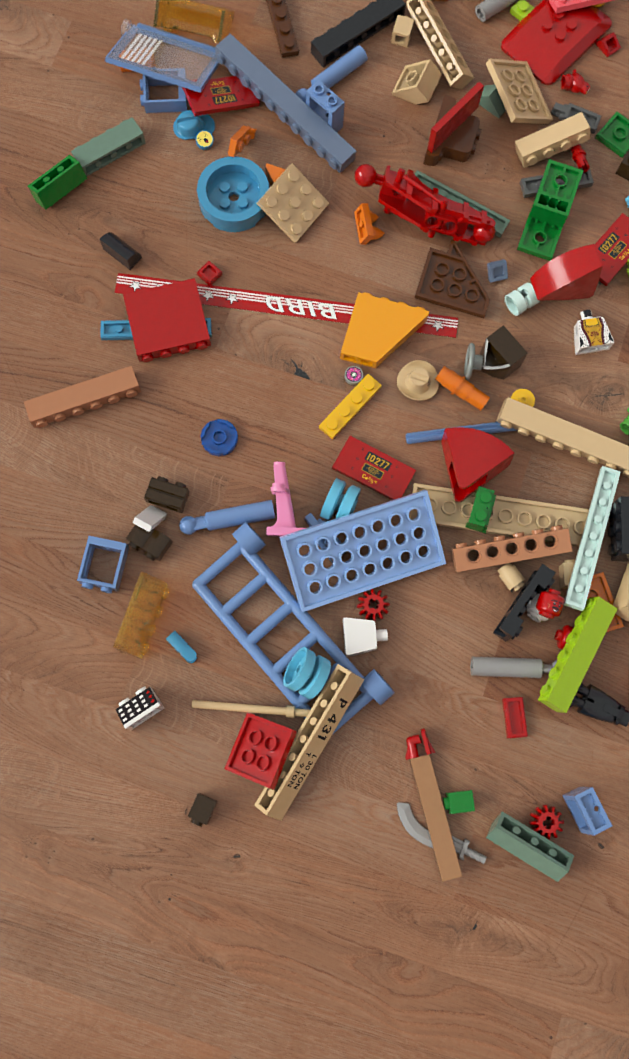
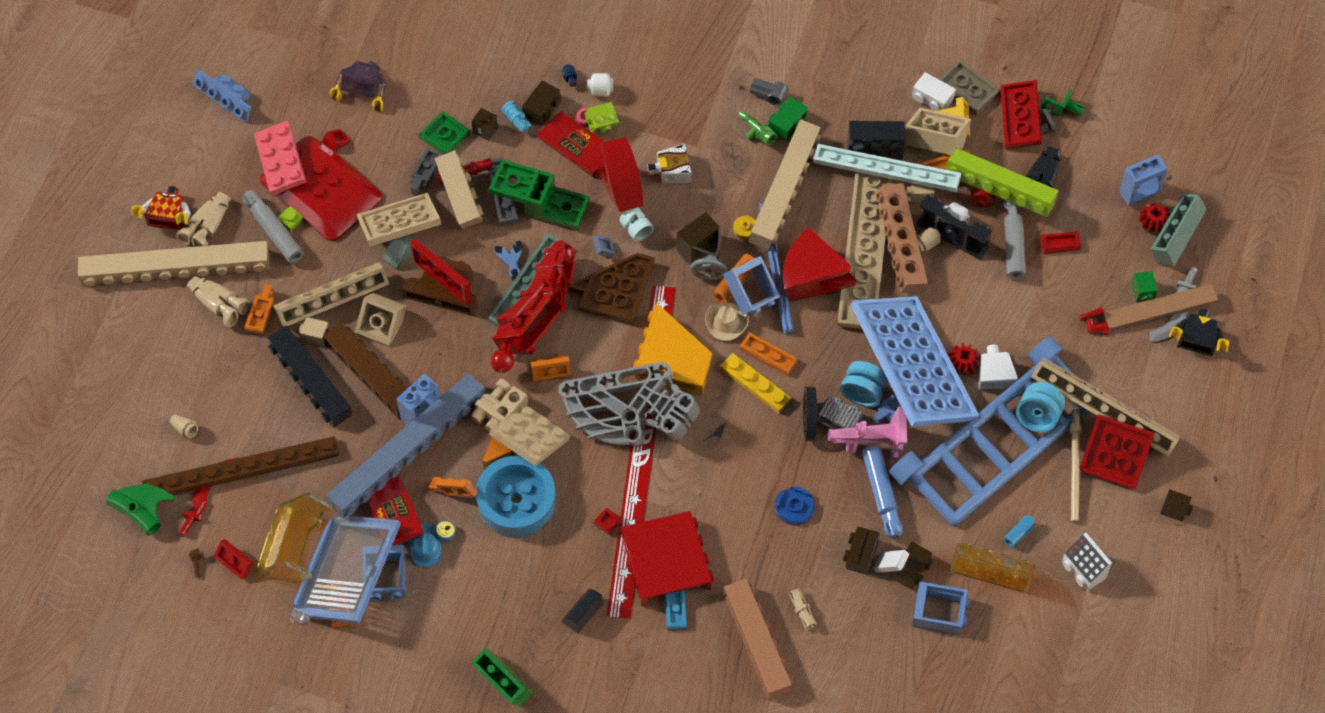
camera: 85 degrees left, 15 degrees down
(109, 146) = (453, 627): sand green brick -> none
(111, 439) = (802, 609): none -> tan pin
(303, 287) = (672, 411): none -> light grey beam
(310, 481) = (838, 414): none -> light grey brick
(311, 450) = (809, 413): none -> black piece
(322, 179) = (496, 410): none -> tan hips
(338, 70) = (368, 400): medium blue piece -> none
(353, 375) = (721, 380): tile -> none
(370, 69) = (365, 366): none -> reddish brown brick
(373, 469) = (822, 360): red tile -> none
(382, 419) = (768, 354): none -> orange tile
(402, 856) = (1199, 334): none -> black torso
(466, 389) = (763, 279): none -> medium blue window
(481, 509) = (866, 257): green window -> none
(485, 193) = (512, 258): none -> medium blue piece
(550, 603) = (956, 202): red head -> none
(574, 83) = (384, 171): red animal -> none

